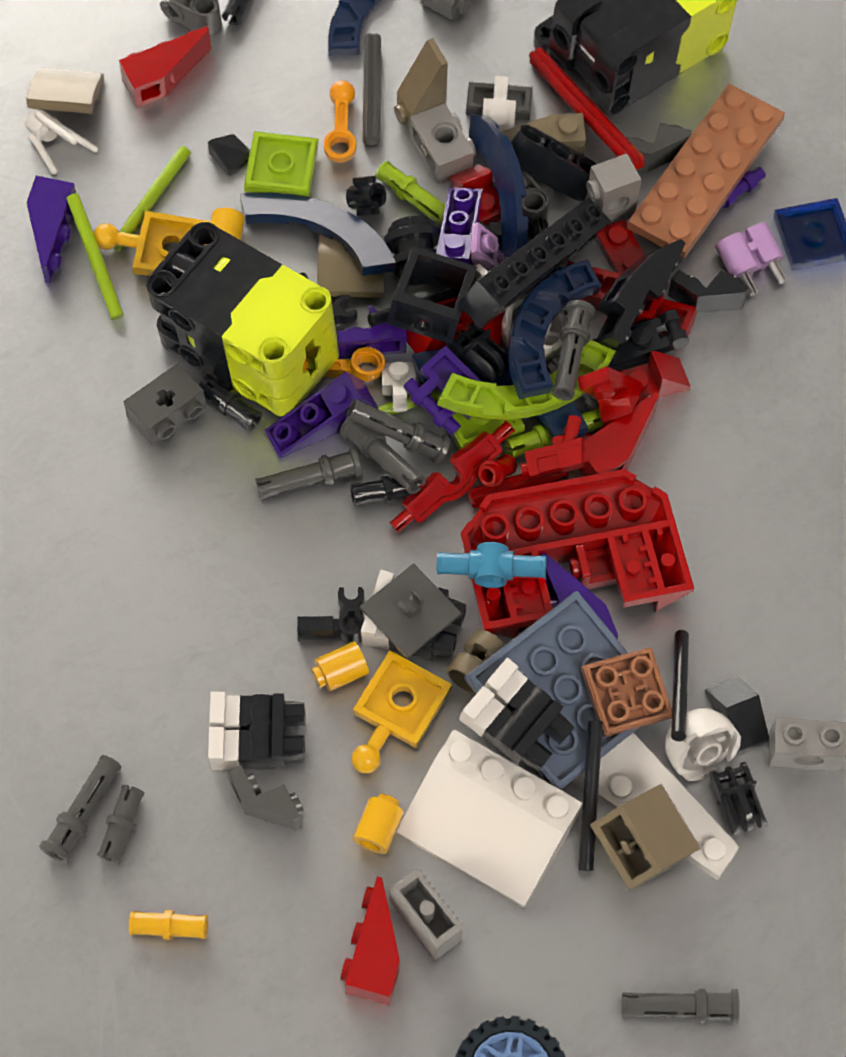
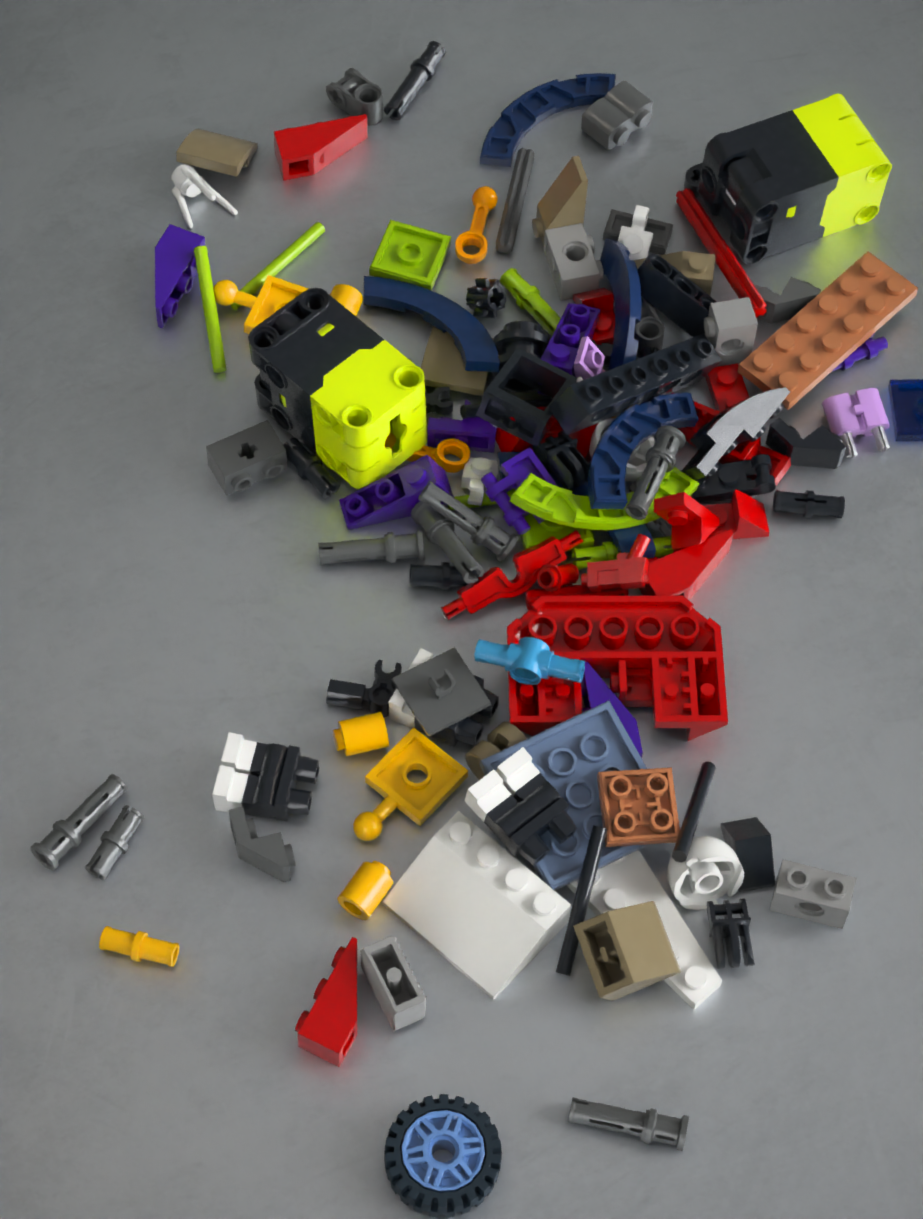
camera: 10 degrees right, 5 degrees down
(229, 152) = (362, 236): black slope -> none
(723, 350) = (808, 504): none -> black pin

